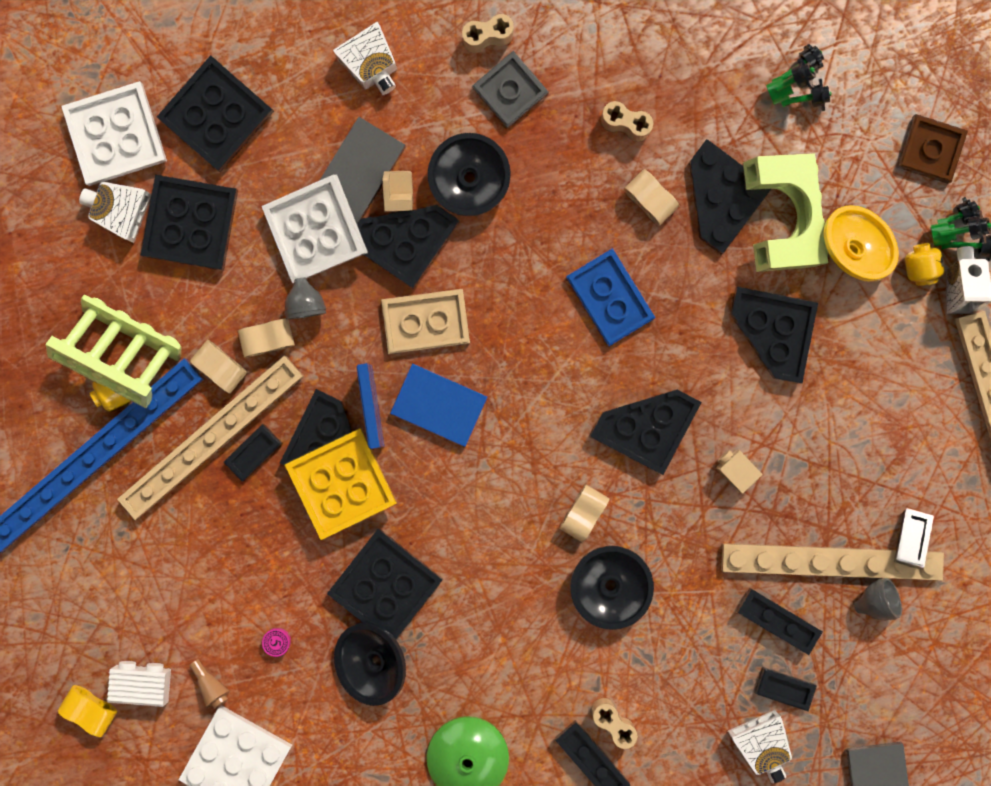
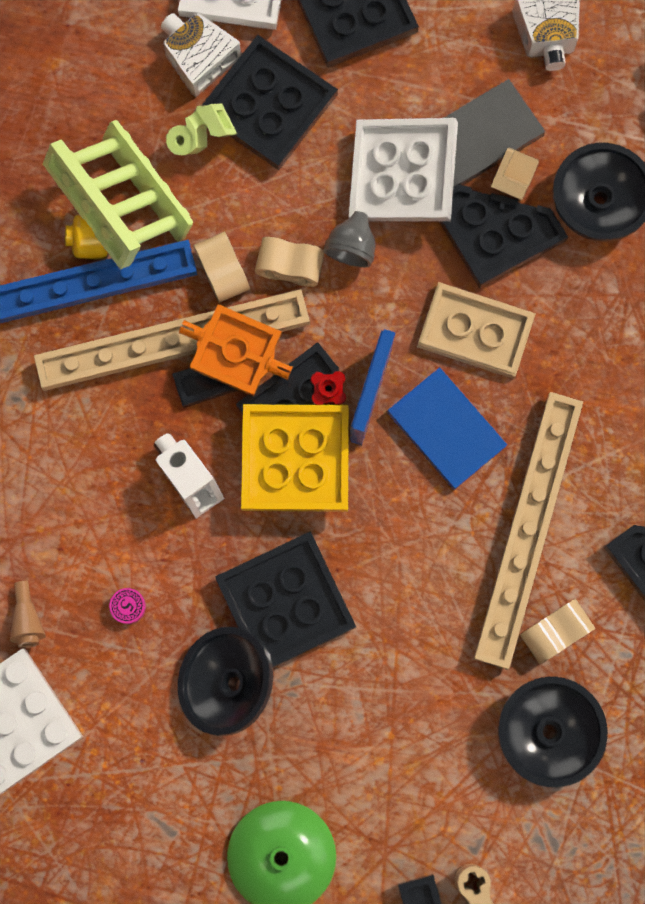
camera: 20 degrees right, 10 degrees down
(147, 274) = (193, 136): none -> yellowish green leg
(259, 426) = (235, 350): none -> orange plate
(270, 532) = (187, 474): none -> white torso
(332, 419) = (336, 395): none -> red plate
(531, 450) = (528, 531): none -> tan plate

